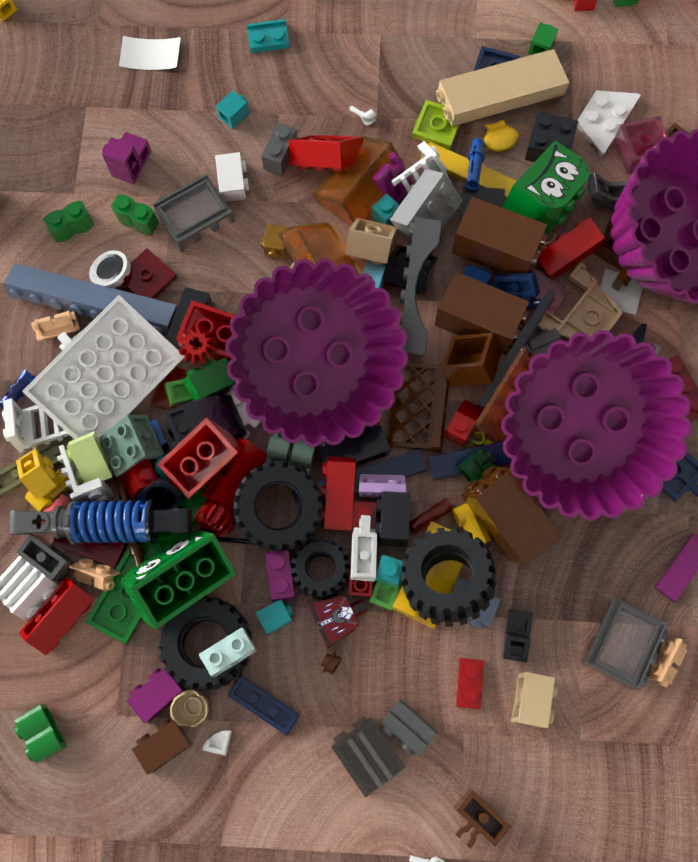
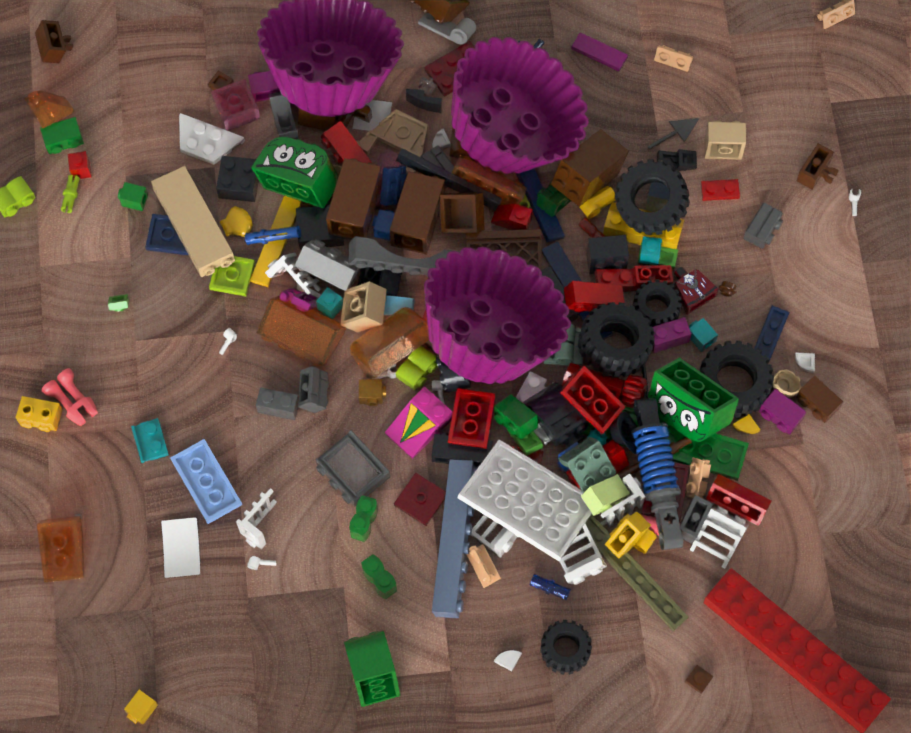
camera: 100 degrees left, 5 degrees down
(40, 734) = (832, 493): green brick -> none
(110, 269) = (421, 530): tile -> none
(118, 115) = (255, 561): none -> white hand
(126, 156) = (304, 537): magenta brick -> none
(144, 105) = (248, 525): none -> white plate
(150, 649) = (746, 425): none -> yellow tile
(191, 340) = (485, 423): red gear -> none
(211, 78) = (206, 481): none -> light blue plate
(227, 282) = (419, 422): none -> dark pink slope
(227, 652) = (742, 346): light aqua brick -> none
(231, 177) = (311, 441): white brick -> none
(232, 109) = (239, 454): teal brick -> none
(287, 183) = (313, 389): none -> dark grey brick
(324, 151) = (278, 359): red slope -> none
(364, 551) = (639, 268): white hinge -> none
(367, 756) = (790, 251): clear smoke brick -> none
(372, 484) = (581, 265): lavender bracket -> none
(422, 17) = (118, 302): none -> bright green plate
(565, 653) = (682, 127): none -> dark grey piece
(626, 644) = (668, 84): window -> none

